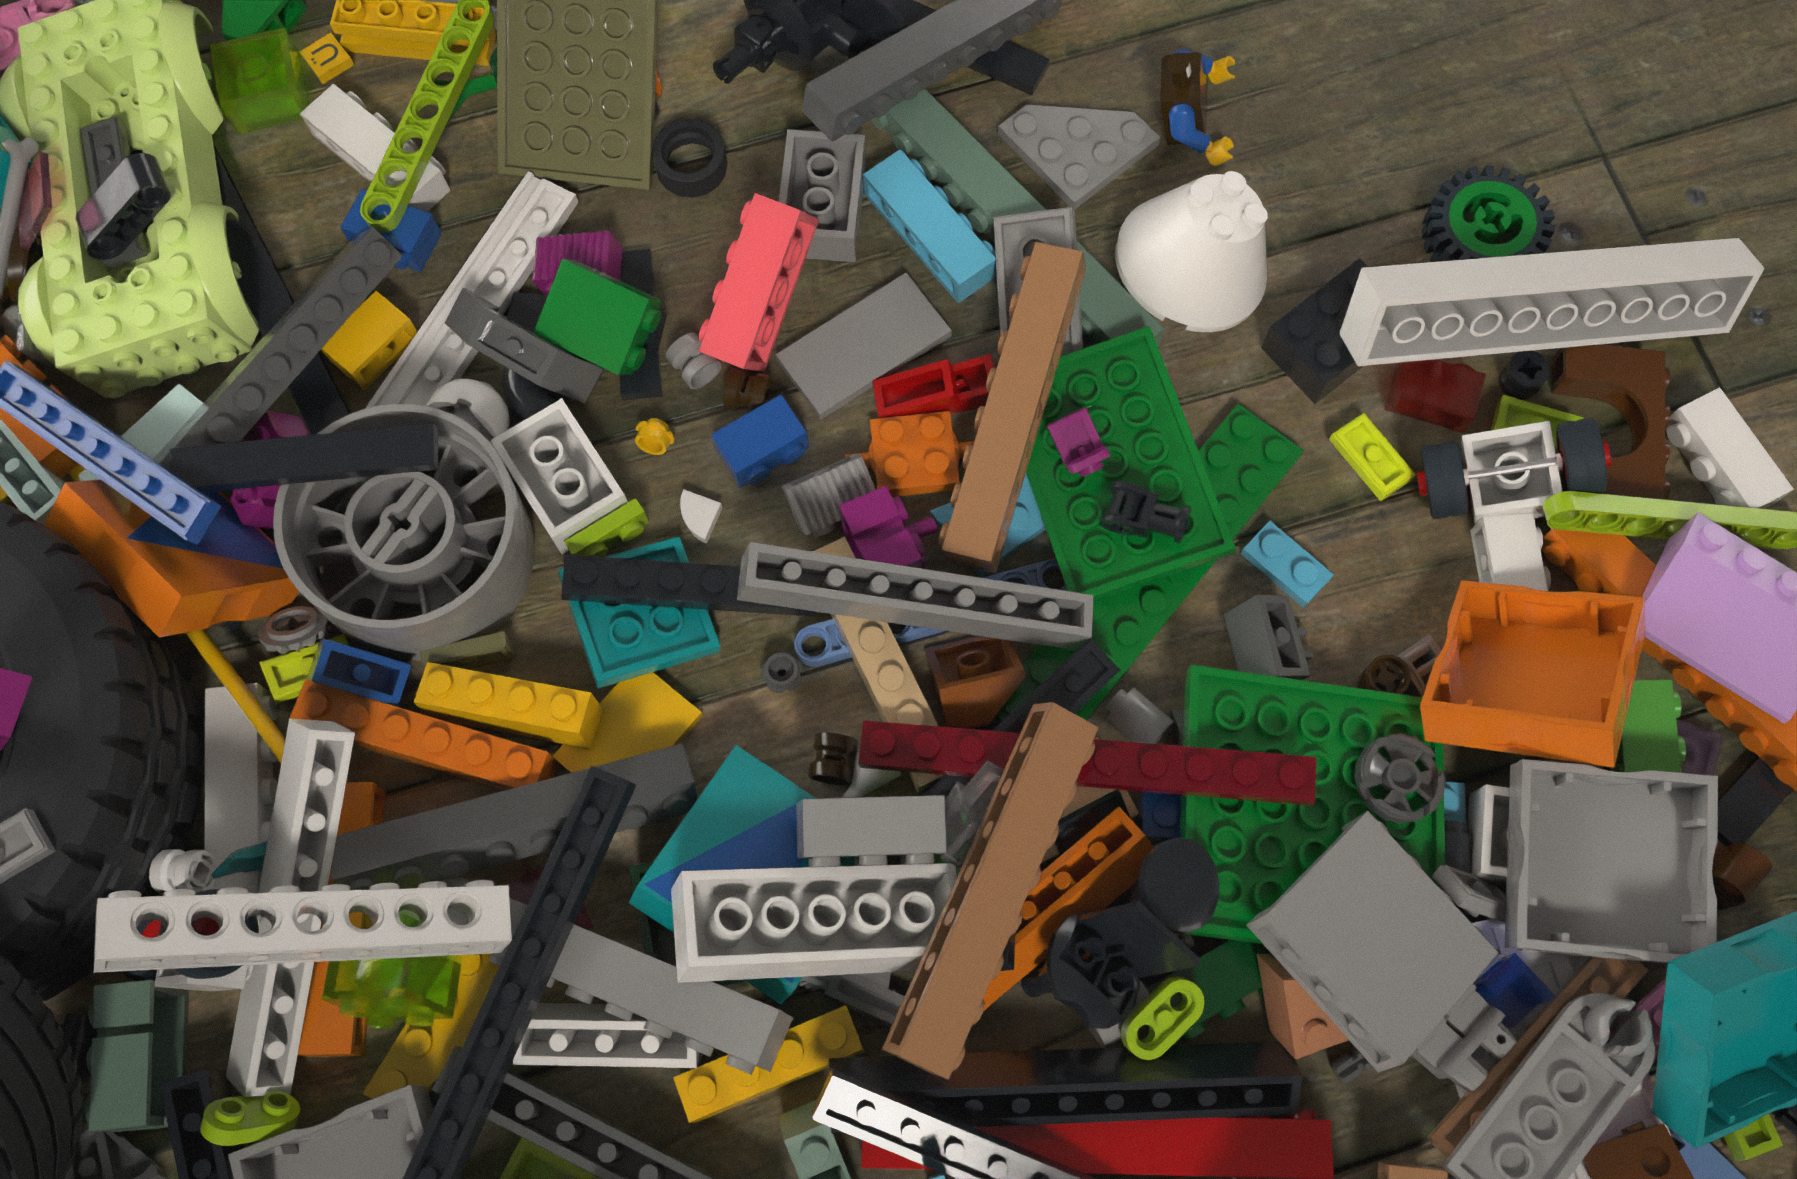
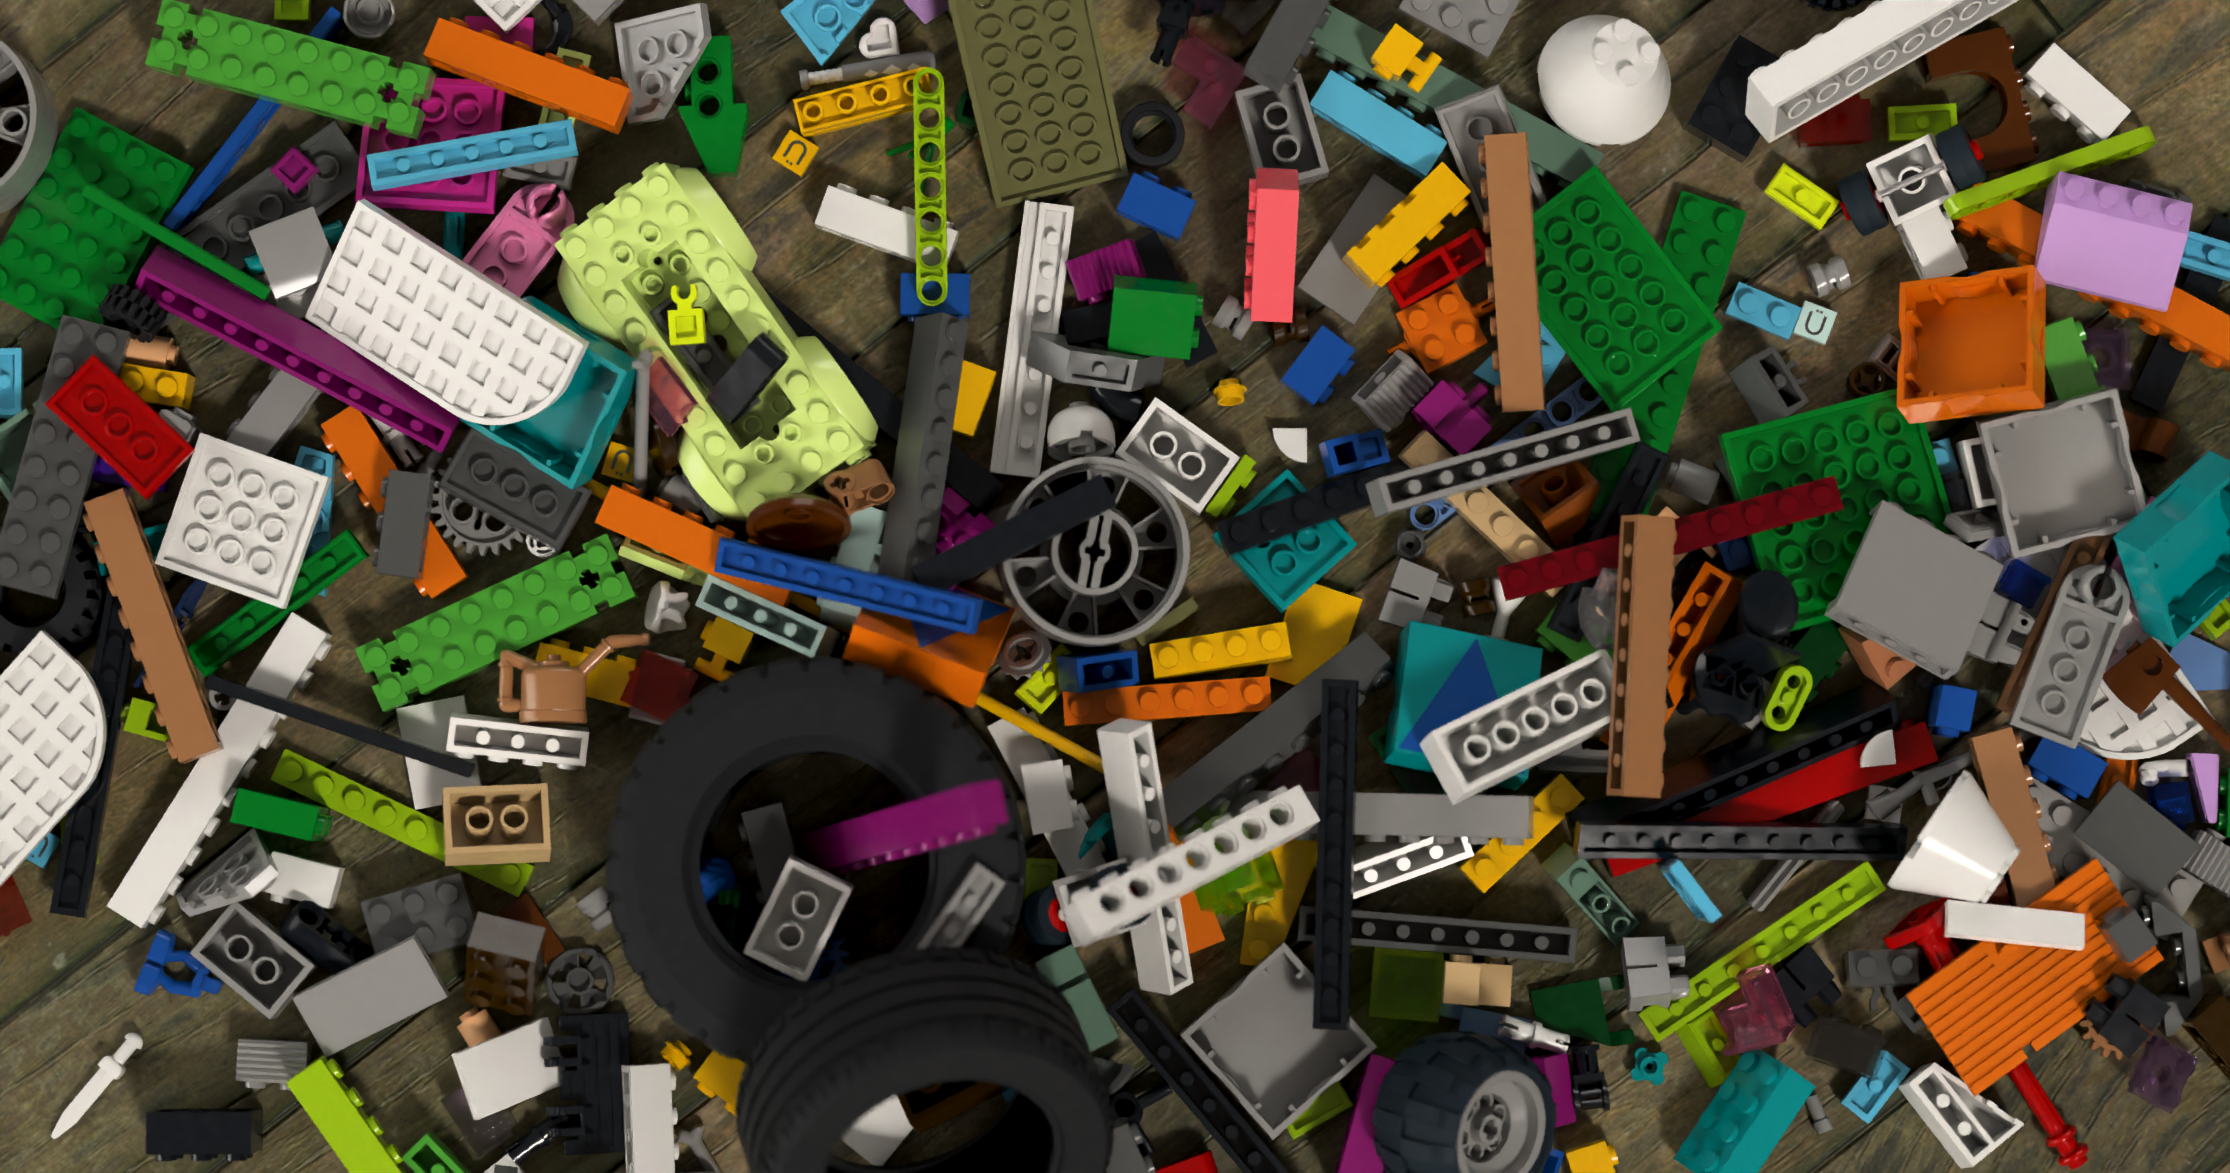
camera: 25 degrees left, 15 degrees up
(92, 371) = (798, 523): none -> reddish brown dish
(104, 141) = (686, 323): none -> neon yellow plate
(177, 364) = (860, 486): none -> medium nougat piece
(182, 870) = (1048, 863): white wheel -> none
(222, 792) = (1048, 796): none -> white brick
(249, 1118) = (1181, 1008): lime plate -> none
(260, 80) = (763, 202): clear neon green brick -> none
(661, 224) = (1156, 205): none -> blue brick
(742, 527) = (1353, 453): none -> blue brick
(764, 134) = (1217, 76): none -> clear pink panel
(768, 713) = (1418, 583): none -> light grey hips
(871, 830) = (1538, 648): light grey brick -> none
(913, 326) = (1406, 226): none -> yellow wedge
(979, 149) = (1399, 54): none -> yellow brick
(1078, 443) = (1575, 288): magenta bracket -> none
(1143, 513) = (1643, 327): black connector -> none
(1260, 1135) = (1879, 750): none -> white tile
(1342, 597) = (1814, 323): none -> light aqua tile
(1370, 1118) = (1950, 710): none -> blue brick
(1376, 550) = (1827, 276): none -> light grey wheel
(1399, 777) = (1898, 459): dark grey piece -> none
(1517, 383) = (1894, 84): black wheel -> none

